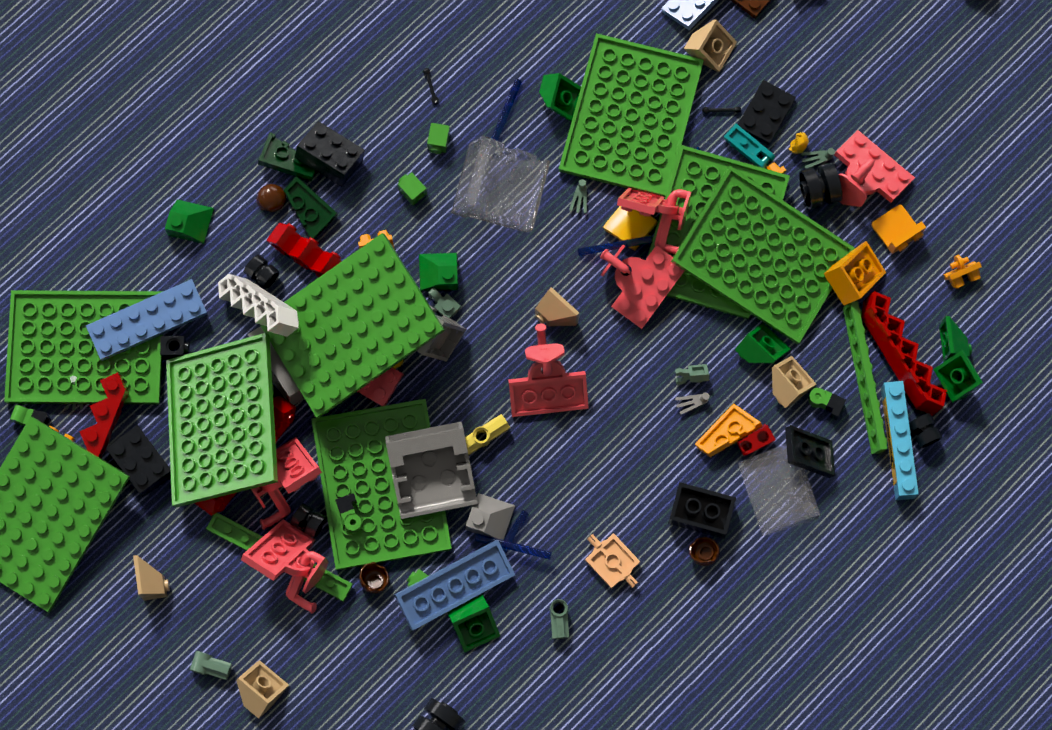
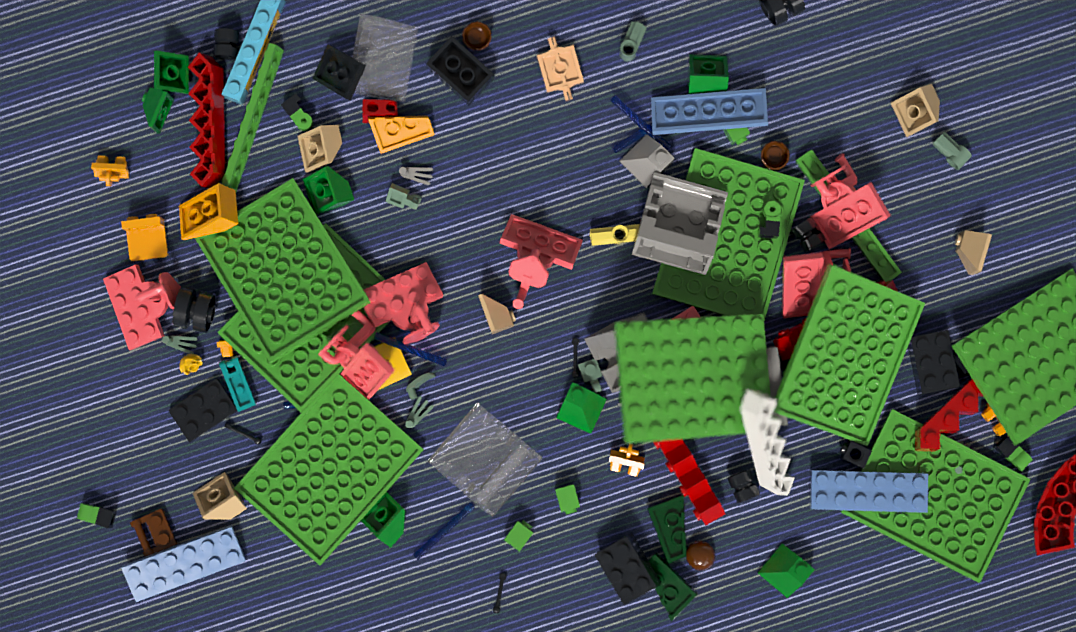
camera: 155 degrees left, 10 degrees up
(473, 326) = (575, 373): none -> black hinge
(597, 215) = (416, 383): none -> sand green piece

